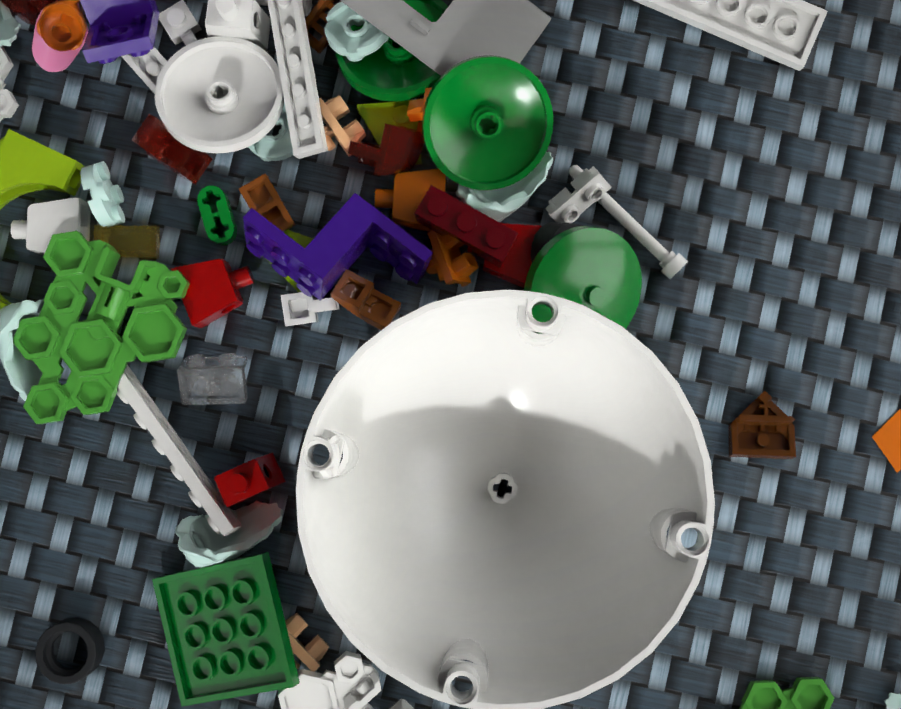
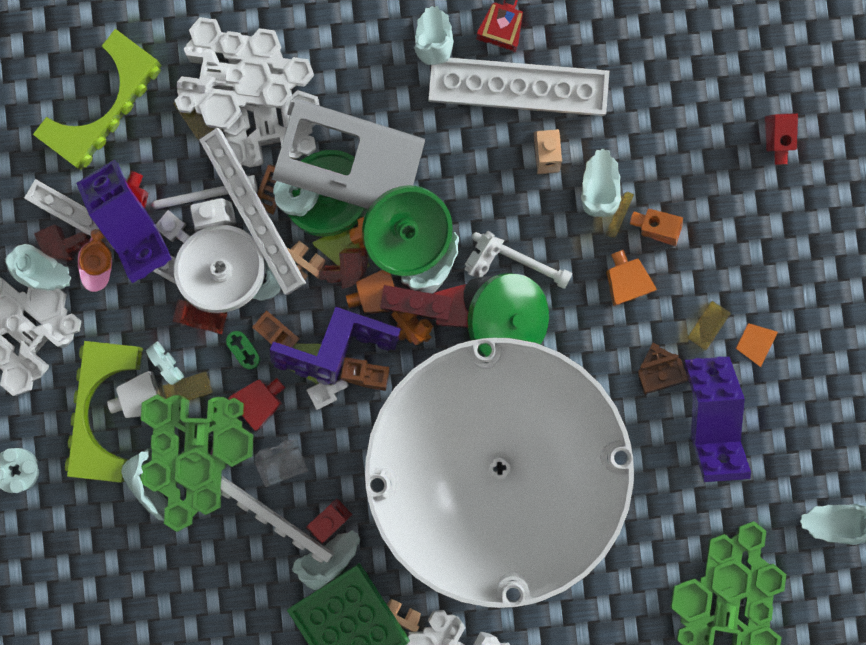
camera: 20 degrees left, 0 degrees up
(711, 83) = (548, 151): none -> light nougat torso
(760, 295) = (628, 279): none -> orange torso
(766, 158) = (601, 185): none -> light aqua hair
(777, 205) = (619, 215): none -> clear yellow tile
(823, 526) = (717, 419): none -> dark purple bracket
(828, 237) = (667, 230): none -> orange torso
(846, 393) = (708, 325): none -> clear yellow tile

